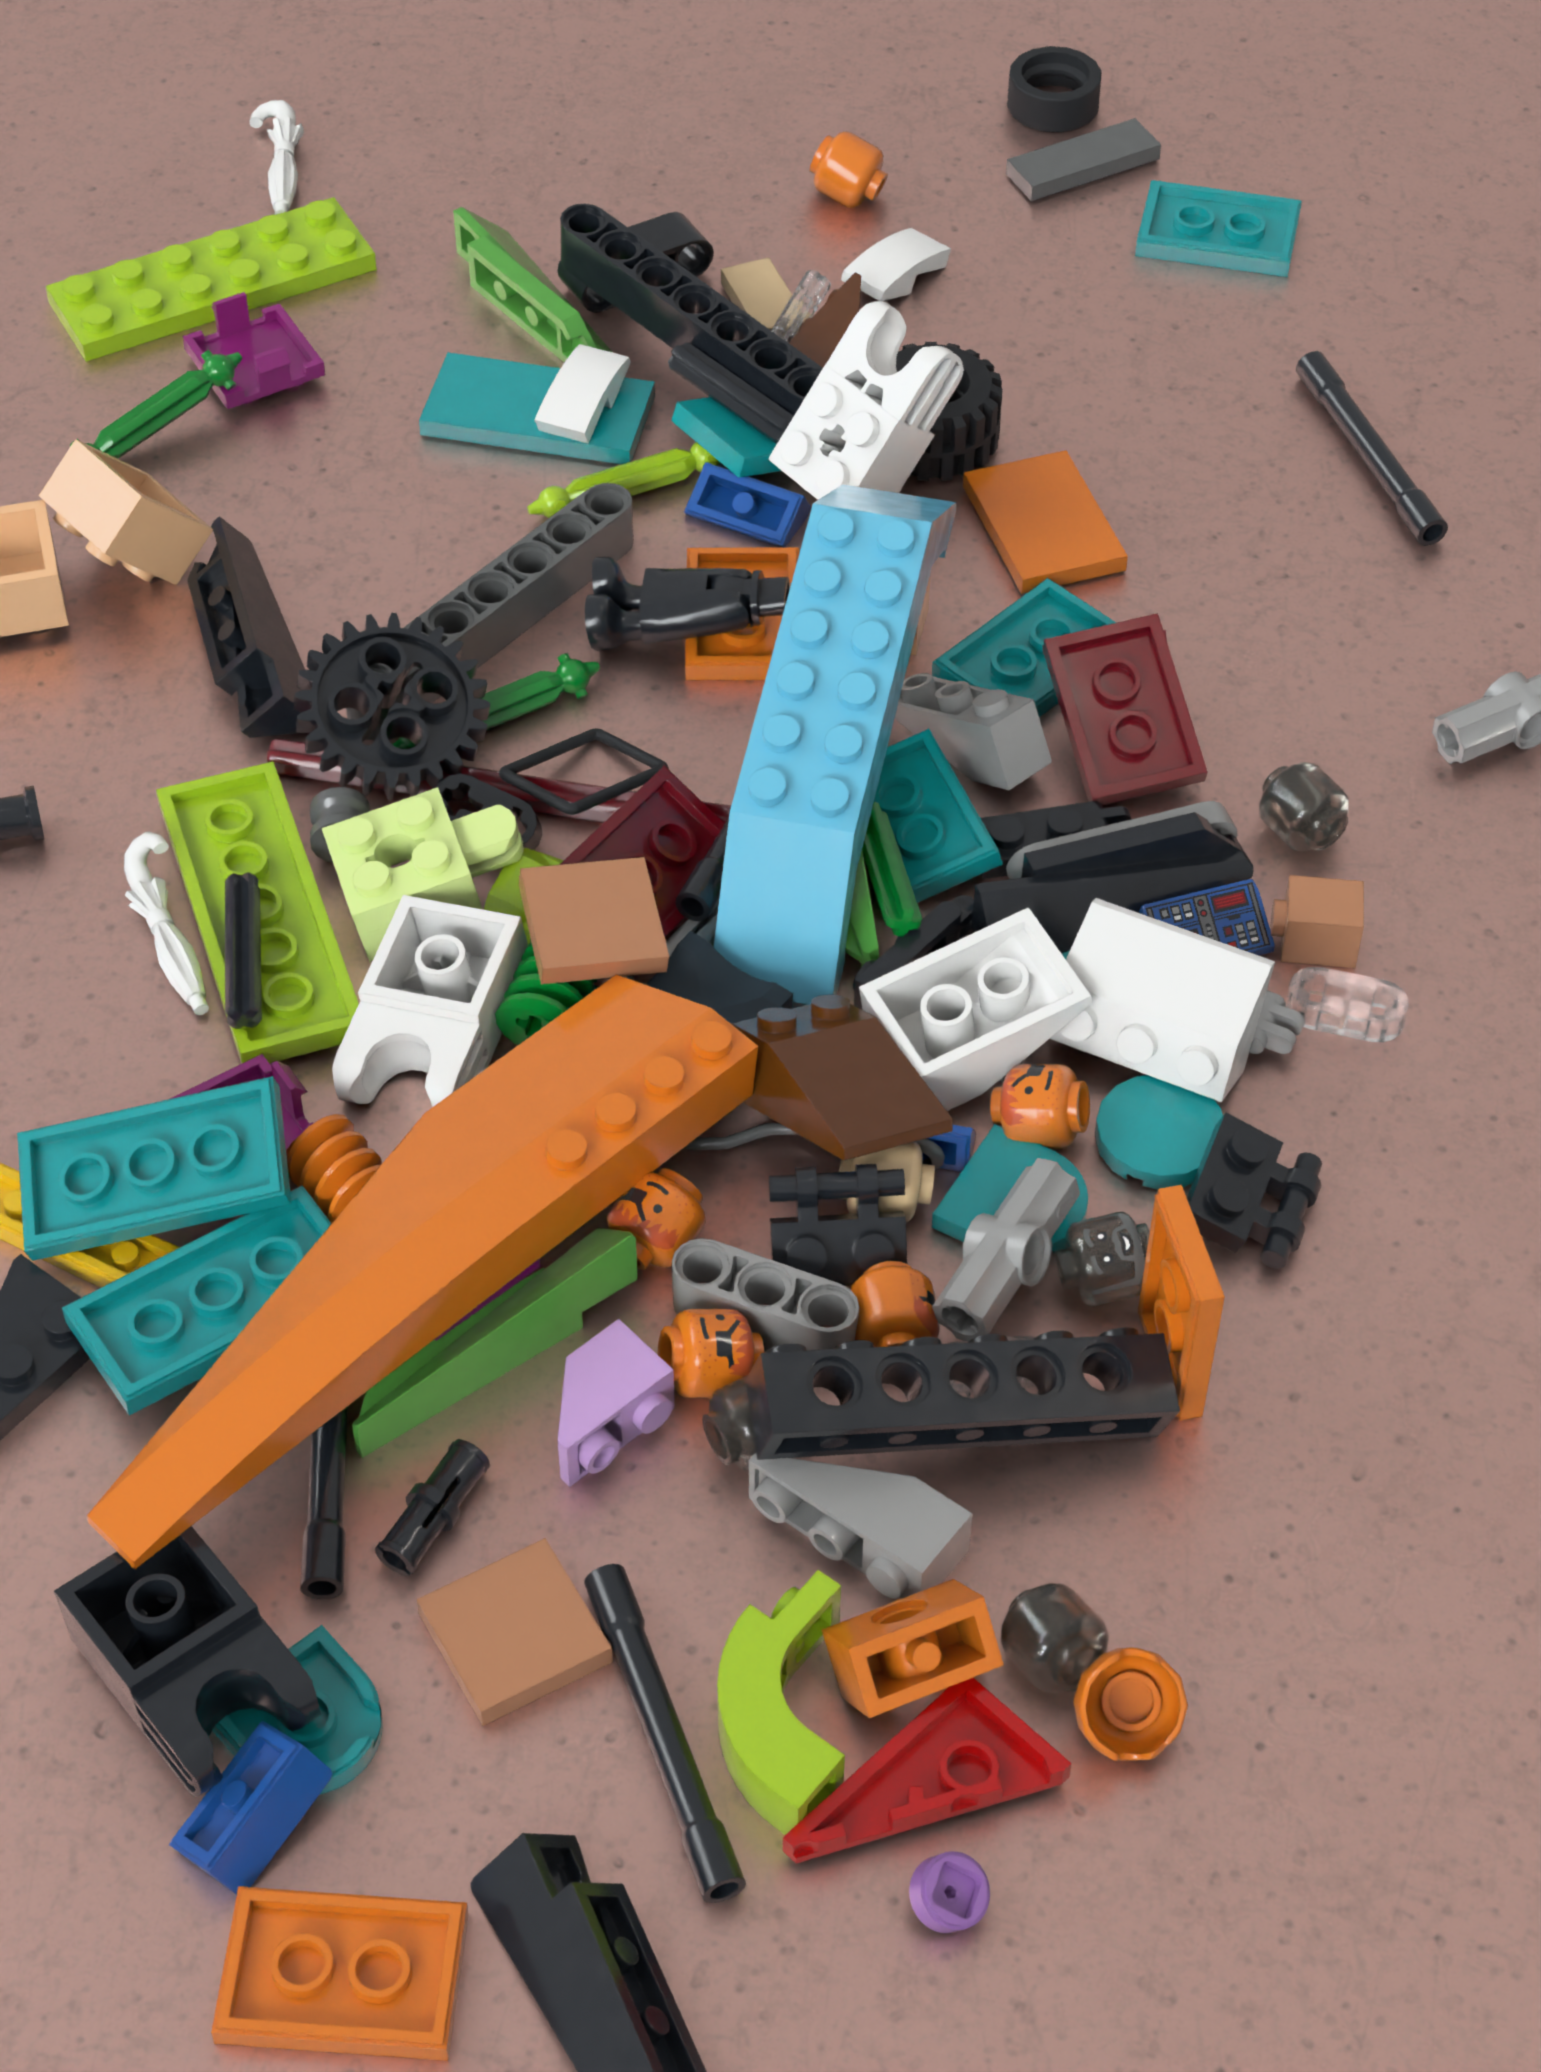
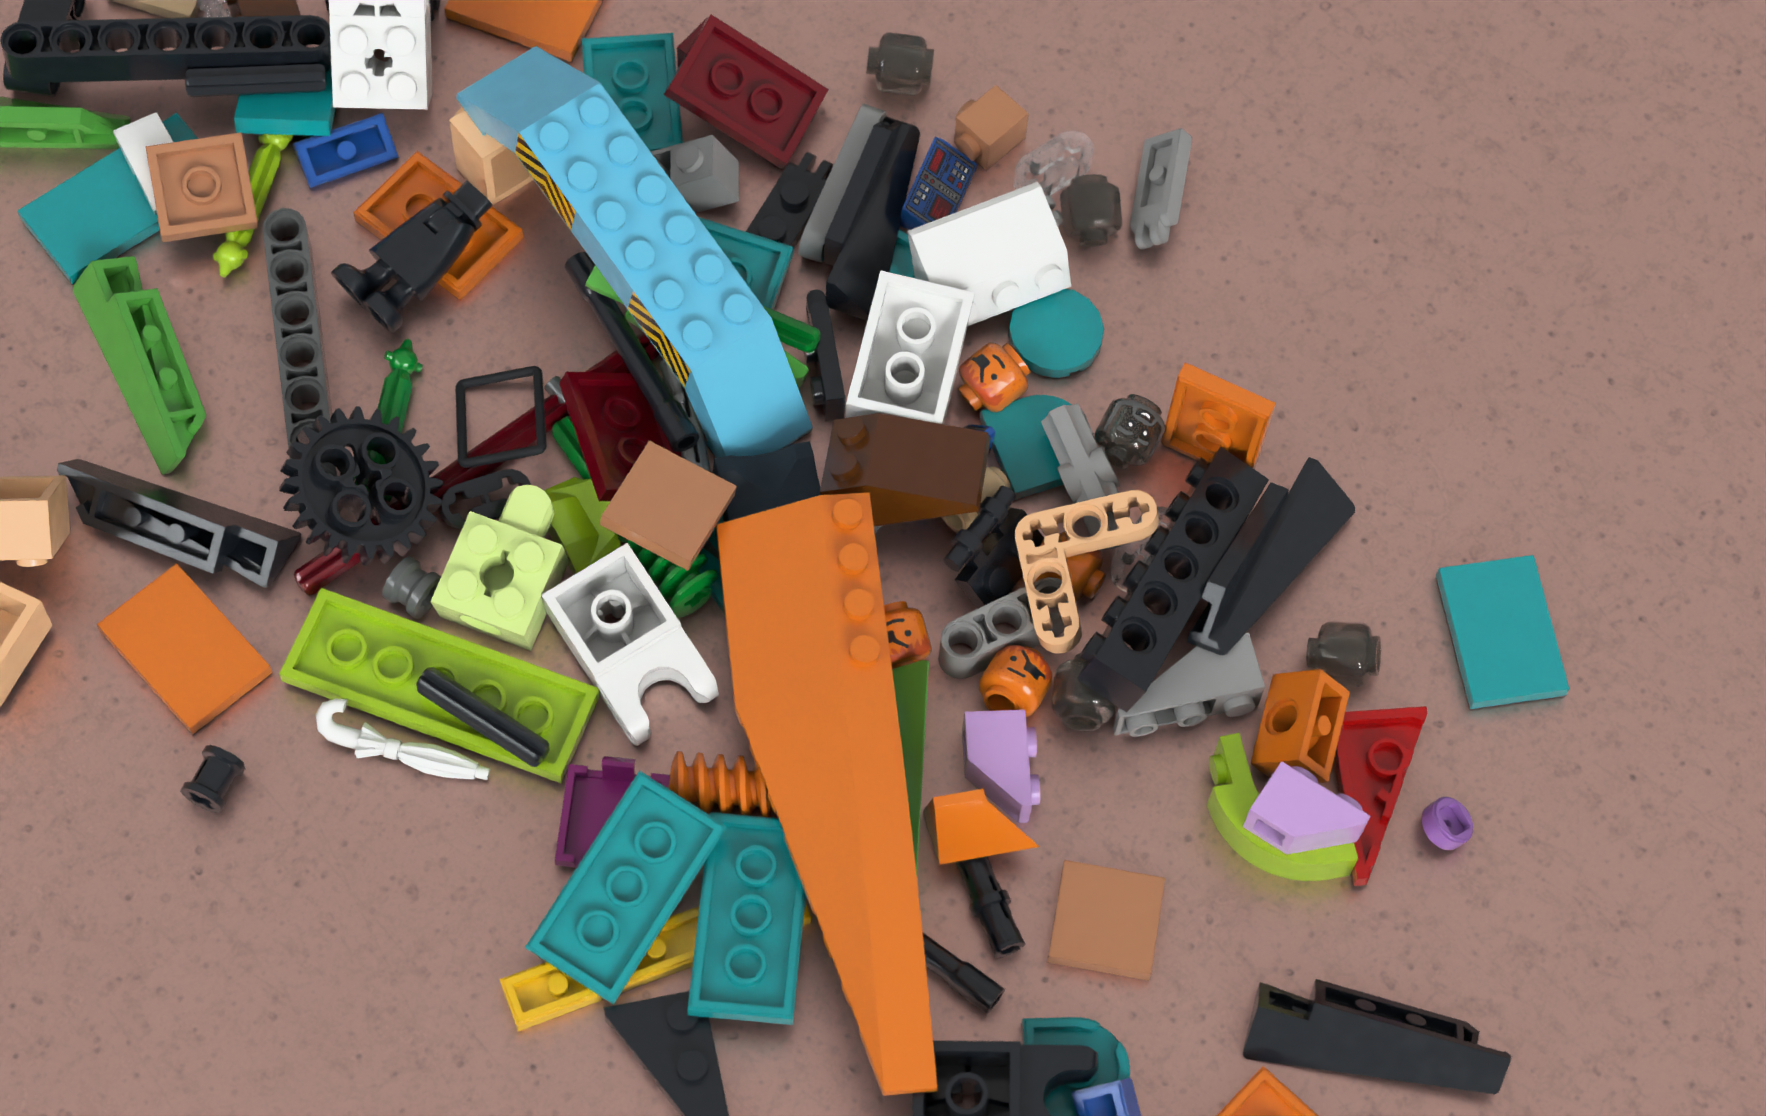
camera: 55 degrees left, 15 degrees up
(128, 722) = (184, 648): none -> orange tile
(392, 513) = (142, 356): none -> bright green wedge
(486, 1409) = (971, 828): none -> orange slope
(586, 426) = (201, 187): none -> nougat tile
(702, 1832) = (1313, 916): black piece -> none
(781, 1698) = (1303, 815): none -> lavender slope
(876, 1265) = (1053, 555): none -> light nougat beam
(1092, 1470) = (1269, 554): none -> black wedge
(1130, 1704) = (1415, 650): orange hair -> none
(1231, 1185) = (1133, 331): black plate -> none
(1256, 1791) = (1502, 632): none -> teal tile
(1327, 1059) = (1091, 210): none -> clear smoke head
(1418, 1105) = (1160, 187): none -> light grey hinge

